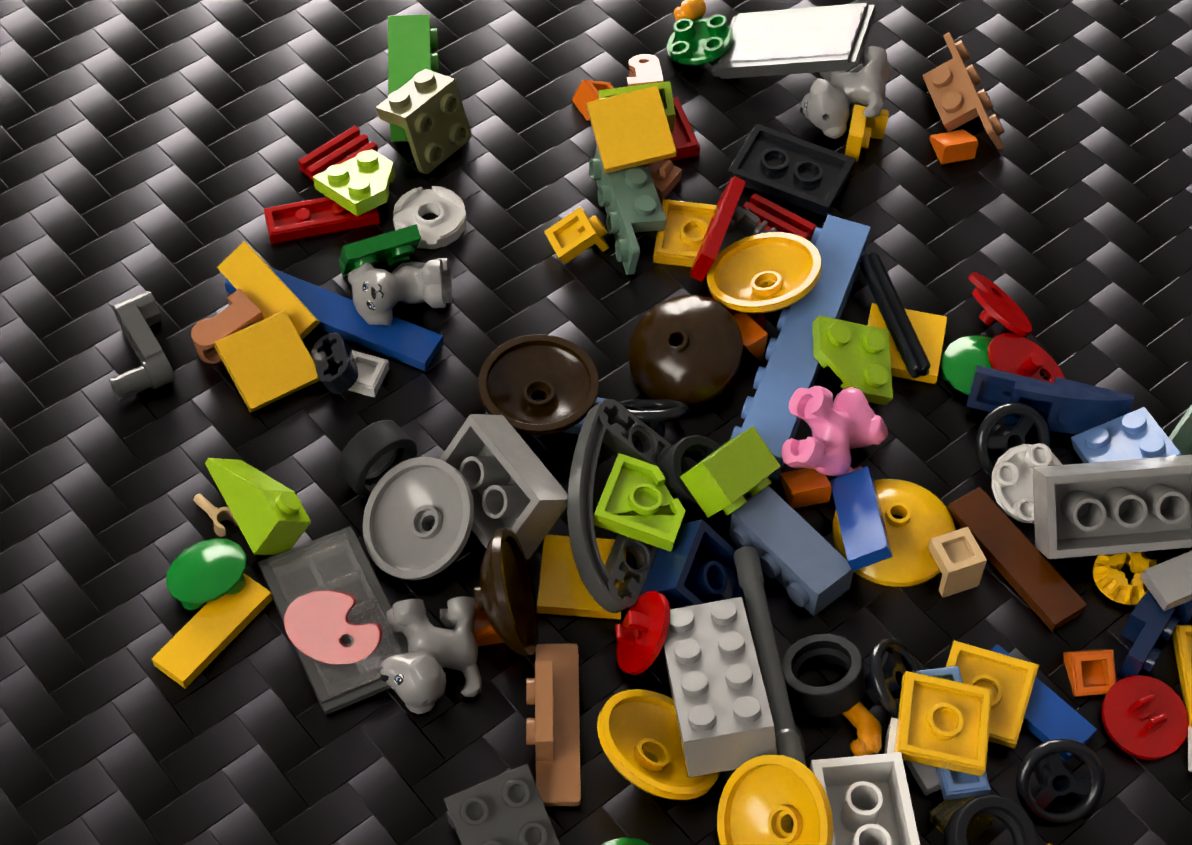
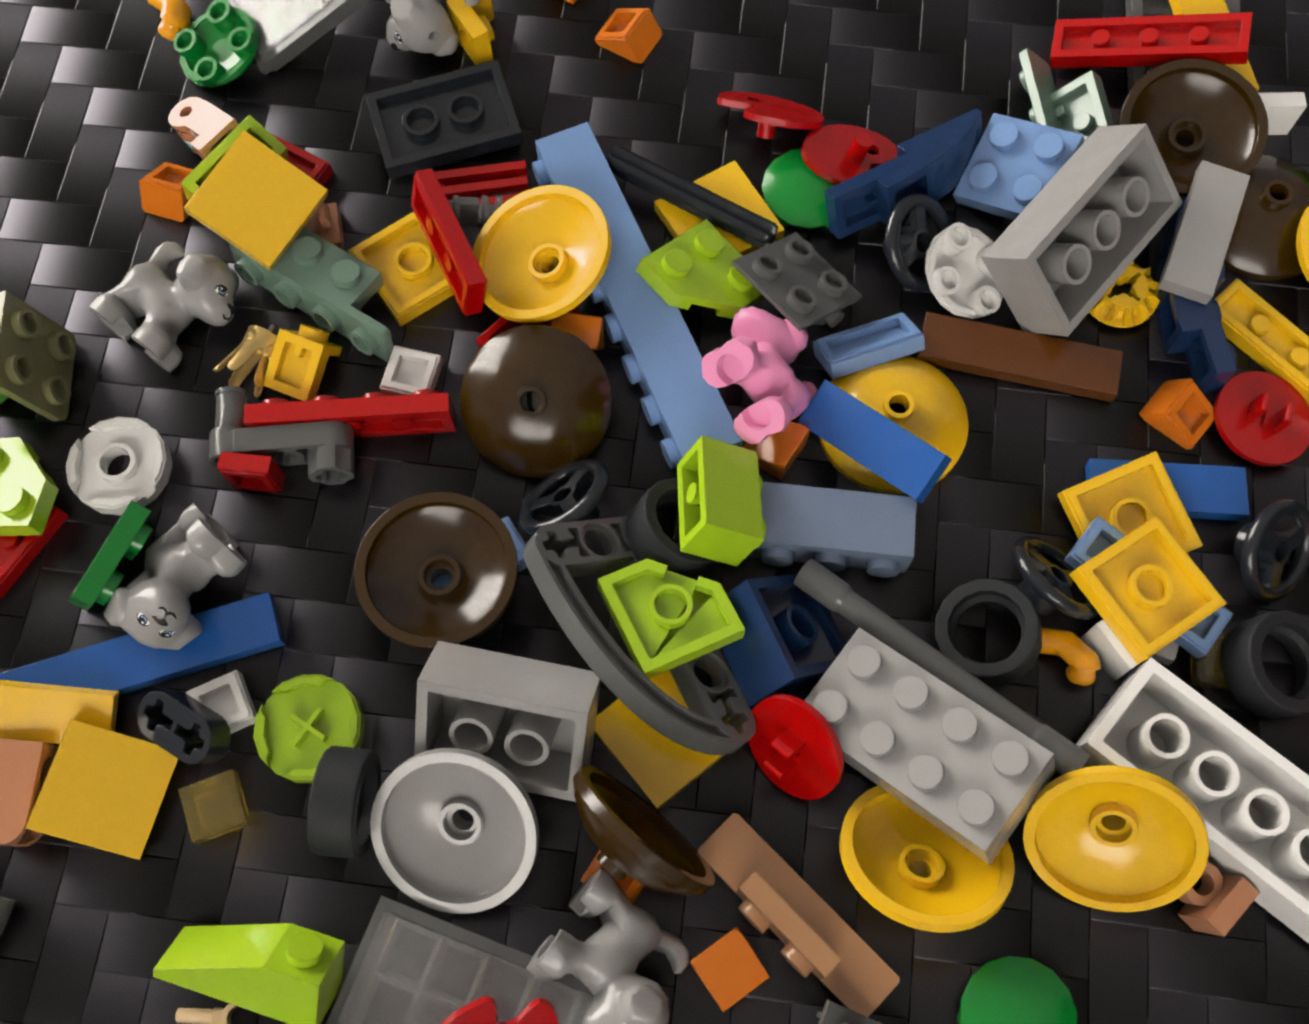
camera: 40 degrees left, 15 degrees up
(311, 416) = (214, 806): none -> clear yellow tile
(405, 406) = (304, 721): none -> lime tile
(492, 714) = (729, 969): none -> orange slope
(493, 270) = (251, 472): none -> red tile
(537, 148) = (202, 291): none -> light grey animal
(542, 284) = (320, 444): none -> dark grey beam
(556, 211) = (254, 348): none -> pearl gold piece
(575, 284) = (369, 416): none -> red plate
(632, 290) = (410, 371): none -> white tile
(909, 405) = (798, 282): none -> dark grey hinge
(921, 475) = (868, 345): none -> medium blue tile
(958, 560) = (989, 404): tan panel -> none
(959, 204) = (630, 33): none -> orange slope

